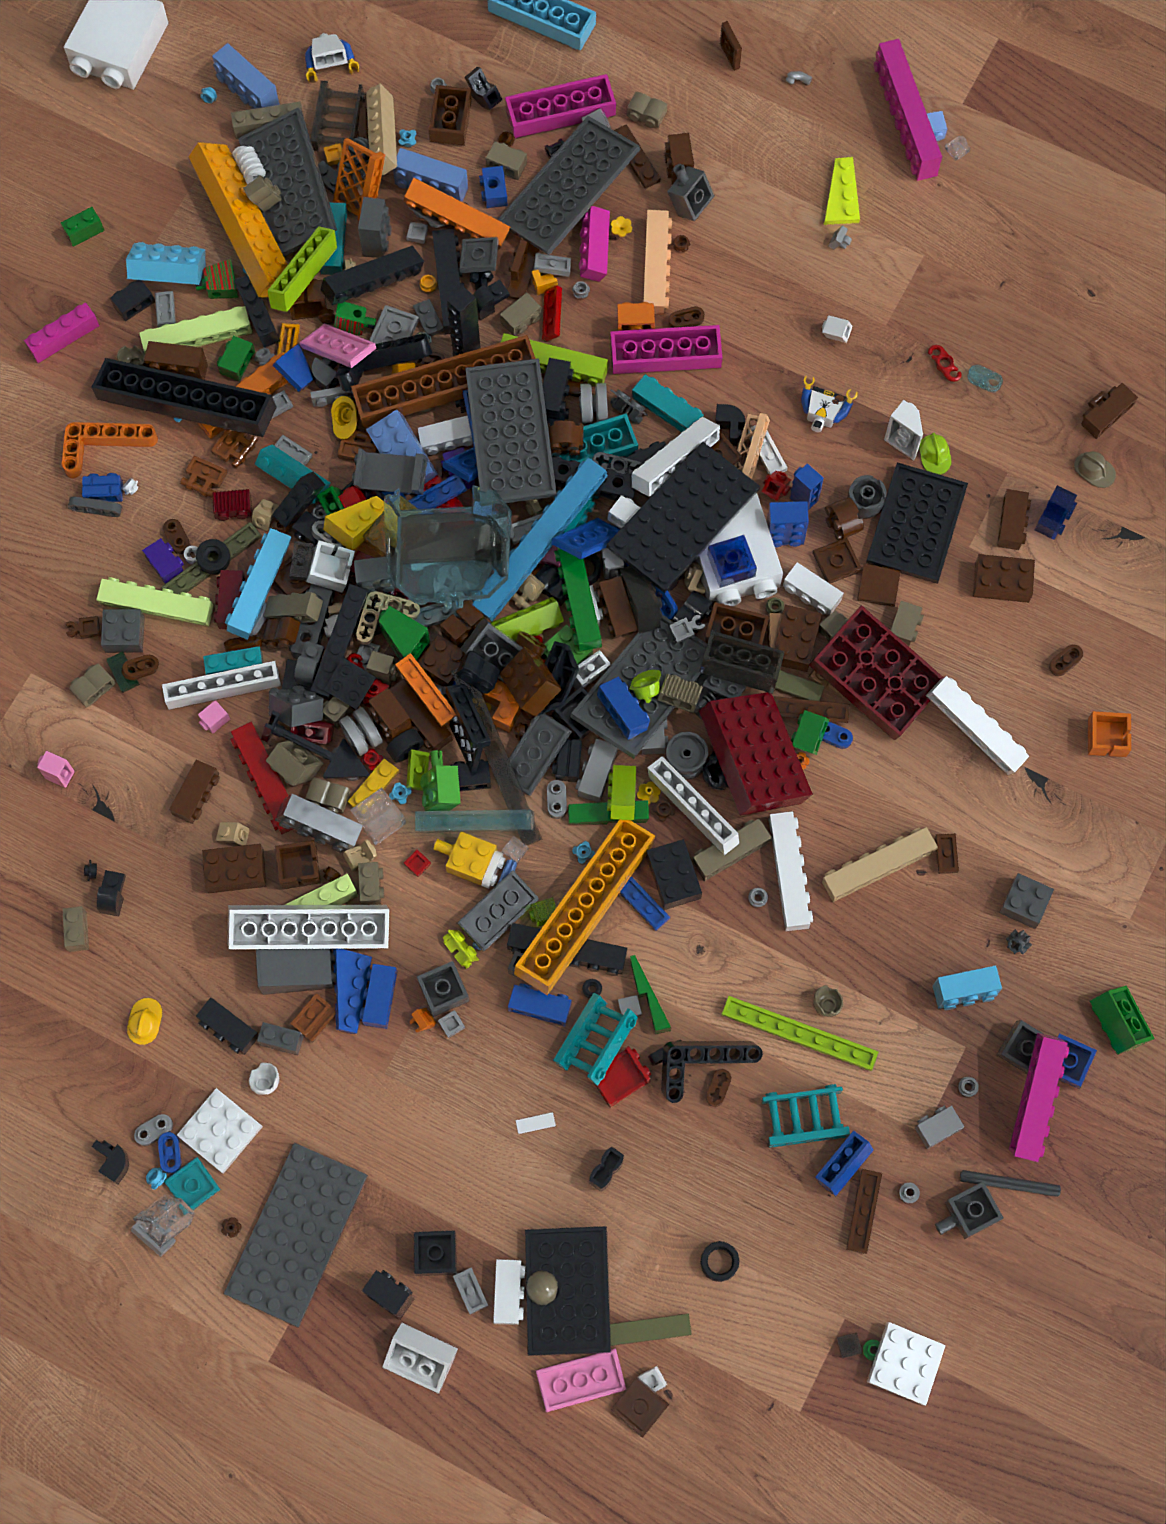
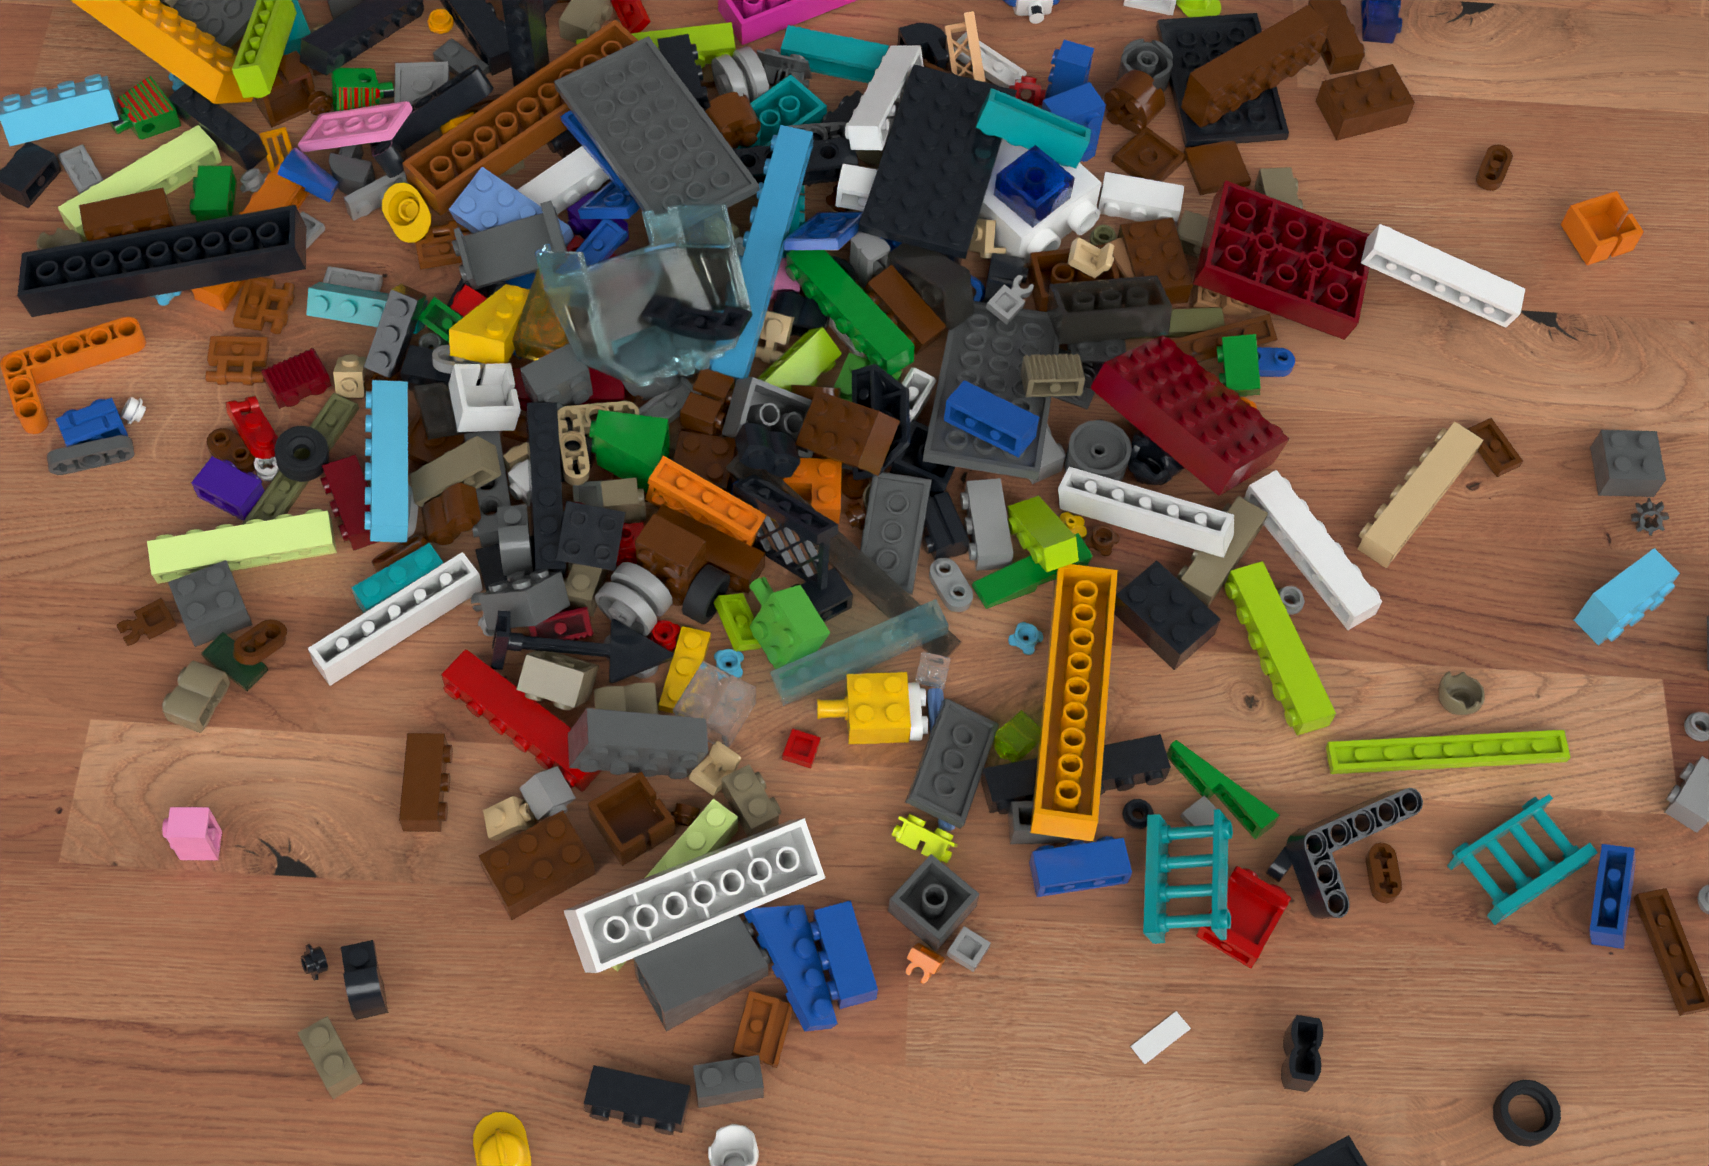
camera: 30 degrees left, 10 degrees down
(193, 526) = (253, 427): none -> red plate
(213, 717) = (403, 668): bright pink brick -> none
(258, 829) = (547, 793): none -> light grey brick
(472, 570) = (696, 323): none -> black slope
(644, 904) = (1147, 673): blue tile -> none
(646, 685) = (1005, 379): lime piece -> none
(732, 924) = (1279, 649): none -> lime brick
(747, 622) = (1090, 258): none -> tan bracket
(750, 521) = (1029, 126): none -> teal brick
(935, 526) = (1254, 66): none -> reddish brown brick

